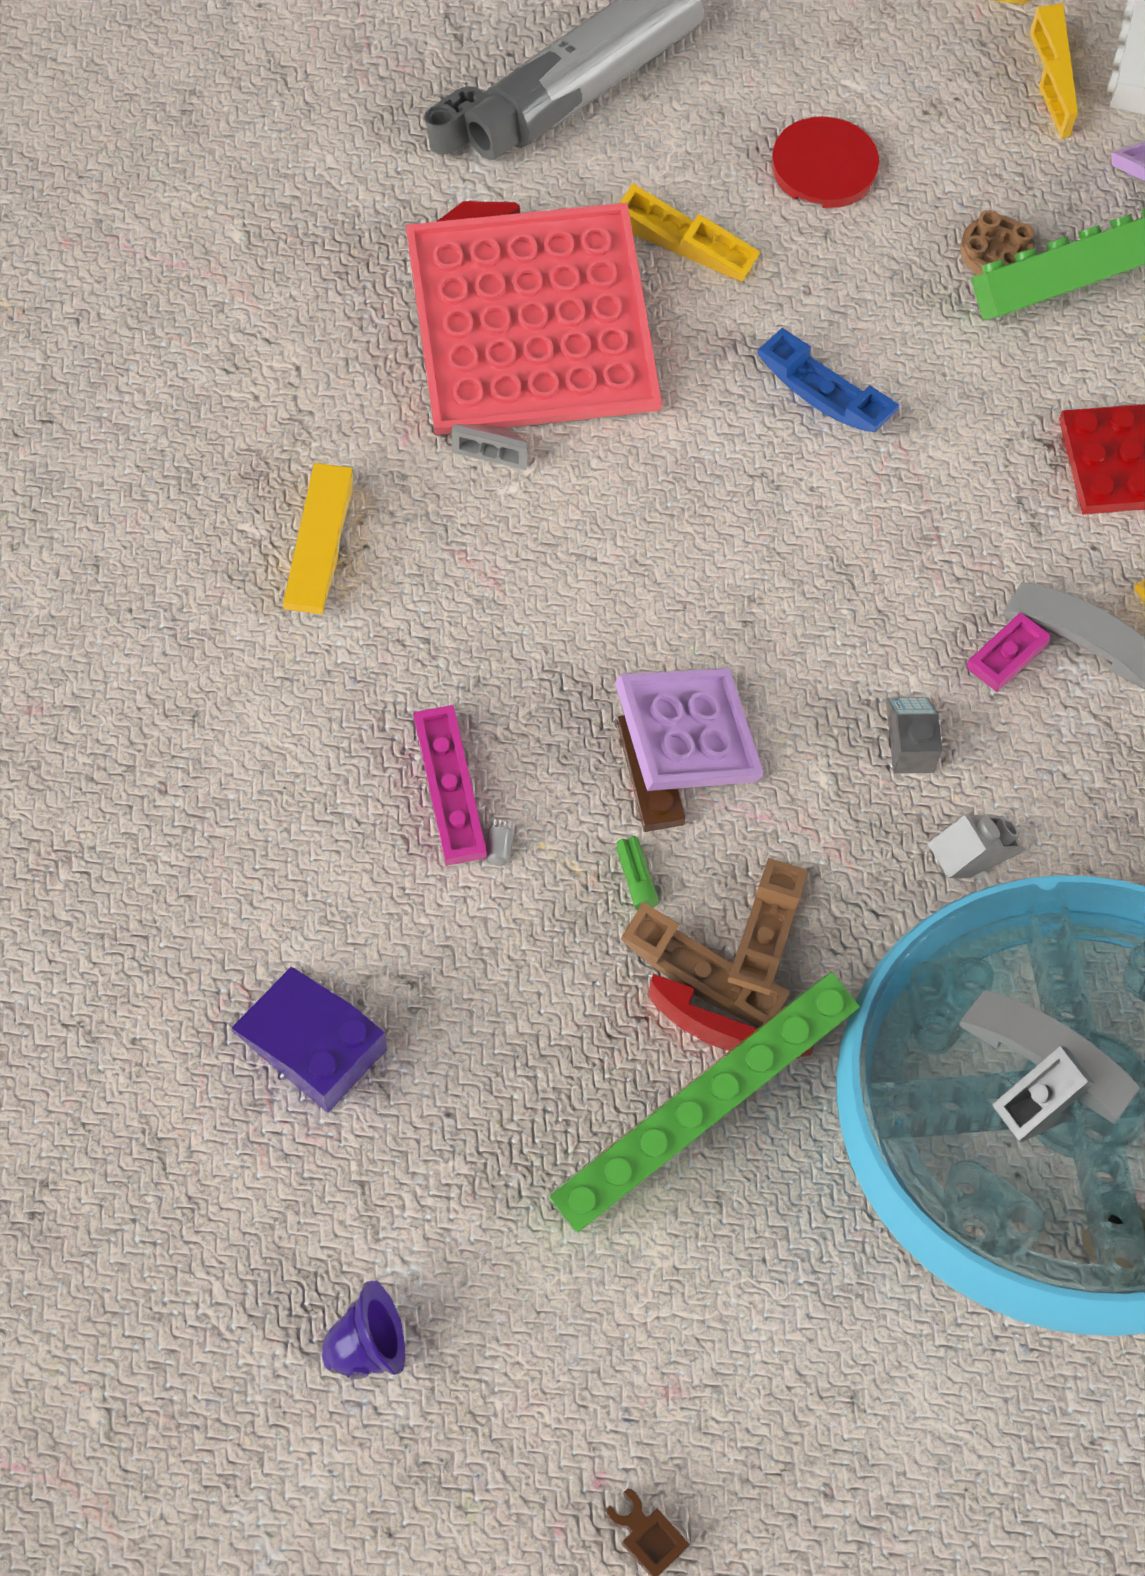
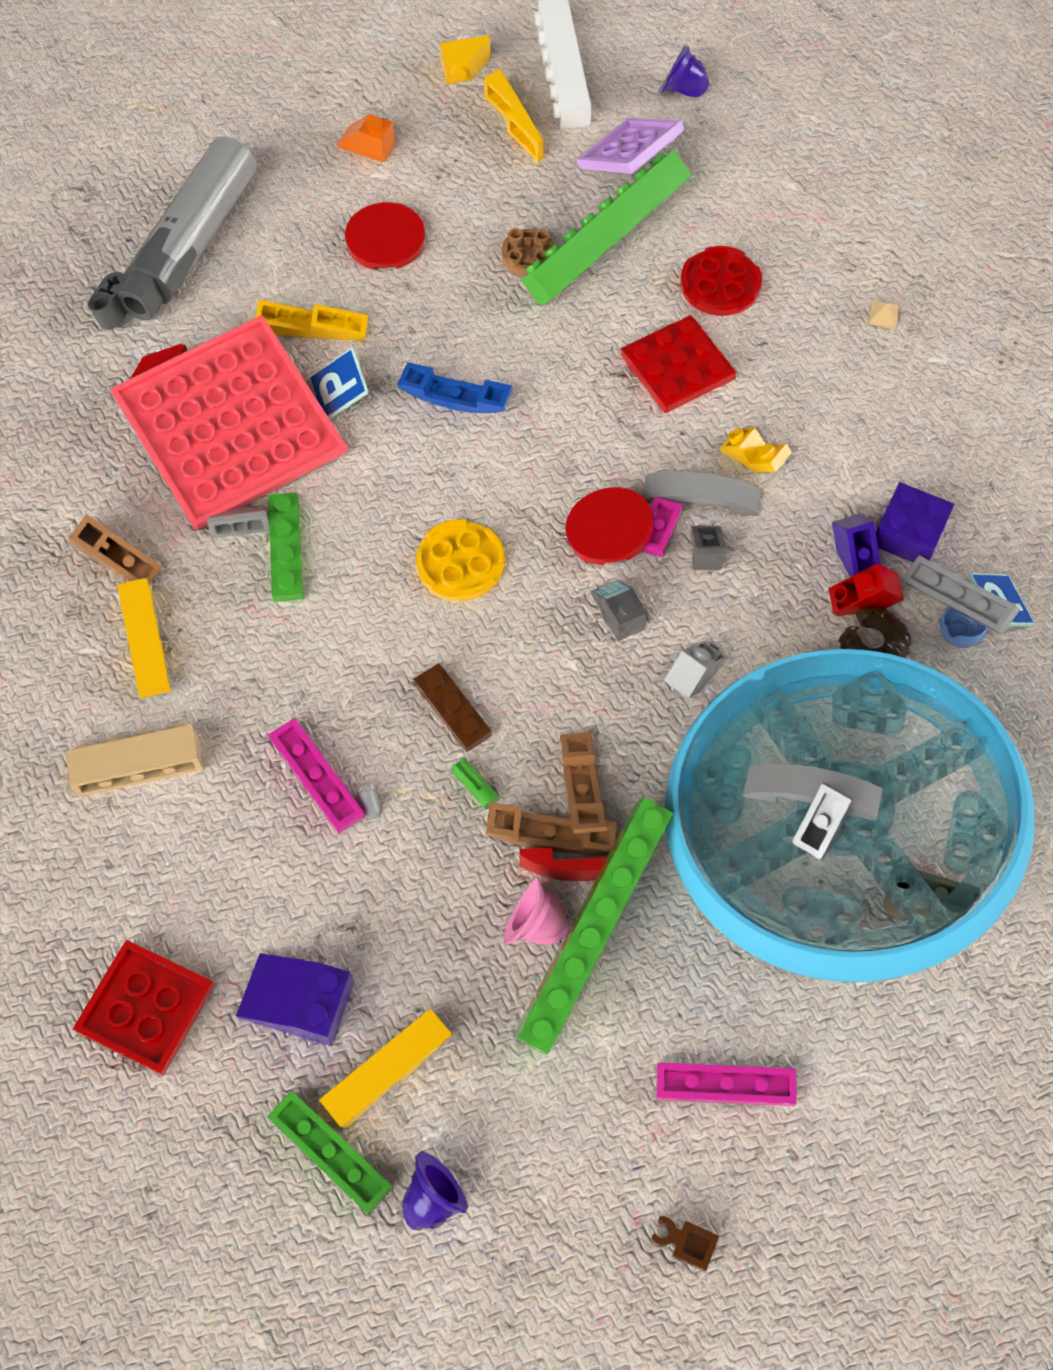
camera: 20 degrees left, 0 degrees up
(130, 971) = (144, 1007): none -> red plate
(244, 678) = (133, 760): none -> tan brick
(269, 1235) = (330, 1152): none -> bright green plate
(326, 421) = (112, 551): none -> medium nougat slope
(378, 1165) = (385, 1068): none -> yellow slope
(534, 496) = (285, 547): none -> bright green plate
(640, 1067) = (537, 918): none -> bright pink piece
(685, 323) = (339, 384): none -> blue piece
(688, 729) = (466, 667): lavender plate -> none
(741, 595) = (460, 560): none -> yellow tile
(783, 1368) = (726, 1084): none -> dark pink plate
(859, 33) = (369, 137): none -> orange slope
(946, 626) = (609, 525): none -> red tile
(1059, 702) = (708, 547): none -> flat silver slope

